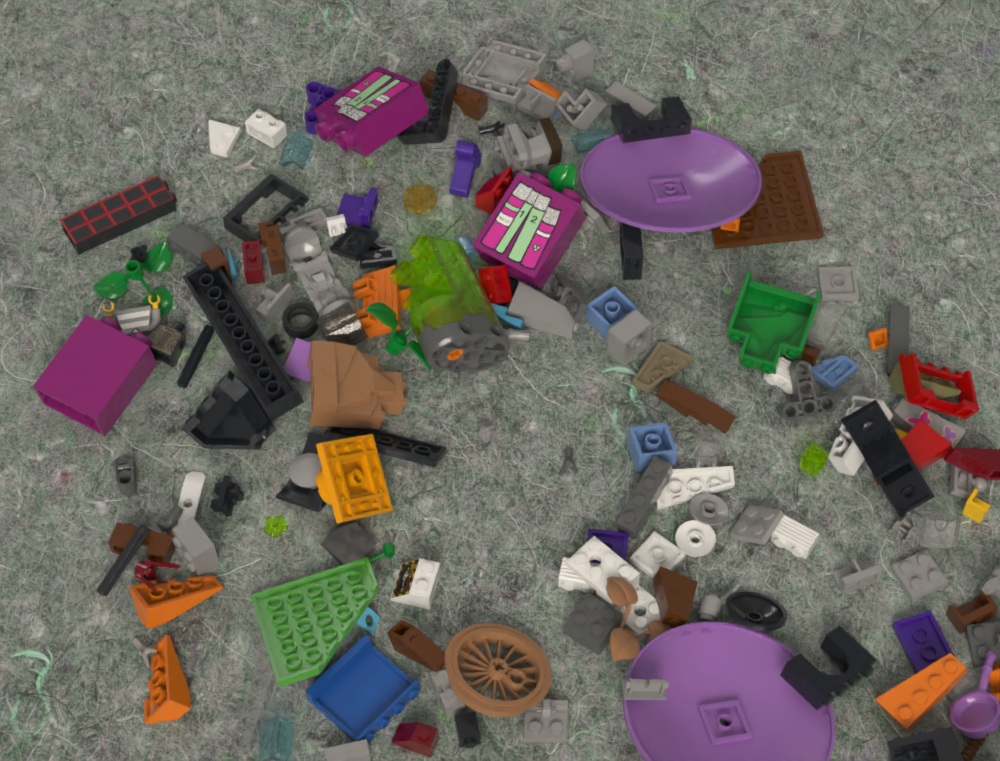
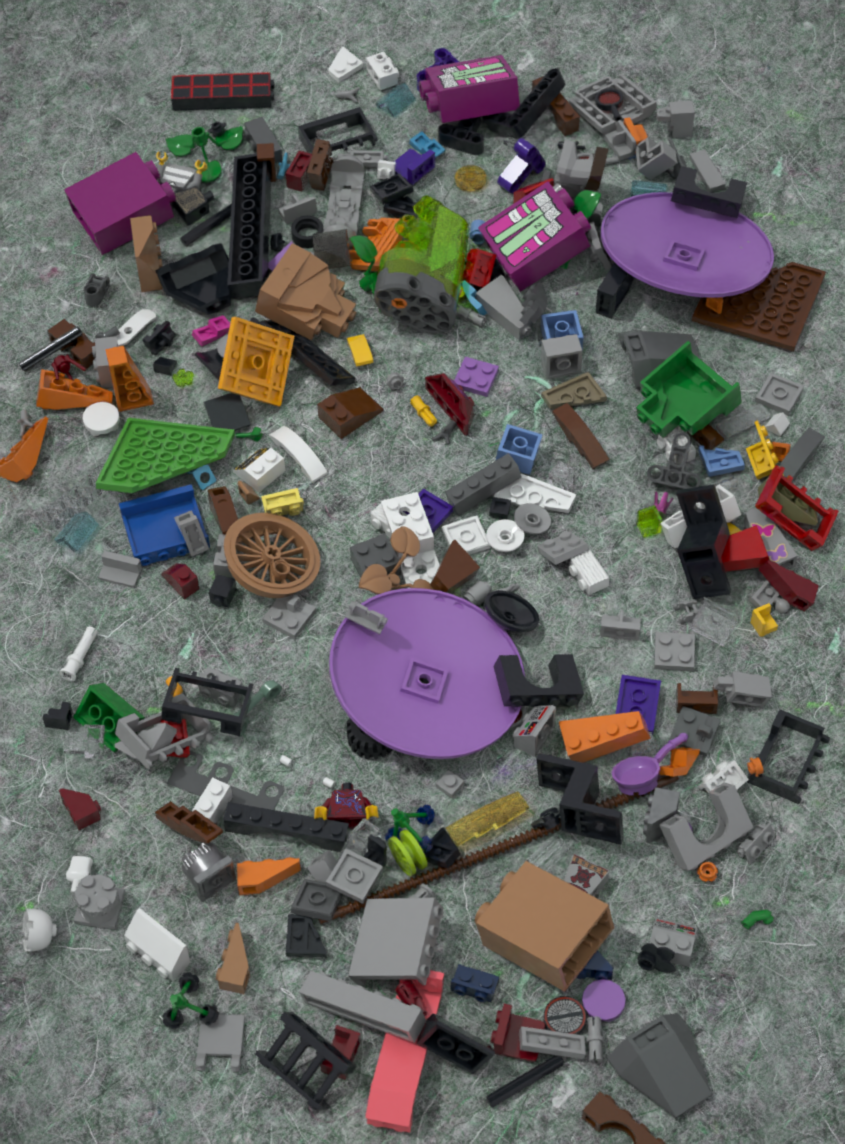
camera: 30 degrees right, 0 degrees up
(157, 417) = (146, 252): none -> medium nougat slope
(222, 609) = (101, 418): none -> white tile
(231, 559) = (128, 383): none -> orange wedge
(249, 522) = (164, 365): none -> black slope
(273, 464) = (214, 330): none -> dark pink slope
(355, 185) = (423, 144): none -> dark azure slope
(386, 163) = (463, 136): none -> black beam
(399, 682) = (191, 532): none -> light grey bracket
(421, 616) = (247, 492): none -> medium nougat slope
(433, 417) = (360, 350): none -> yellow slope
(443, 547) = (300, 452): none -> white slope
(462, 484) = (347, 411): none -> reddish brown slope
(464, 609) = (283, 503): none -> light yellow bracket
(501, 69) = (610, 100): none -> black piece
(534, 450) = (423, 410): none -> yellow axle
(555, 427) = (451, 399): none -> dark red wedge
(558, 393) = (476, 376): none -> medium lavender plate
(670, 512) = (500, 508): none -> black plate
(708, 294) = (651, 349): none -> dark grey wedge
(812, 438) = (663, 505): none -> flat silver piece
(855, 717) = (535, 729): none -> light grey slope
(856, 313) = (778, 424): none -> white slope
(868, 350) = (760, 454): none -> yellow bracket

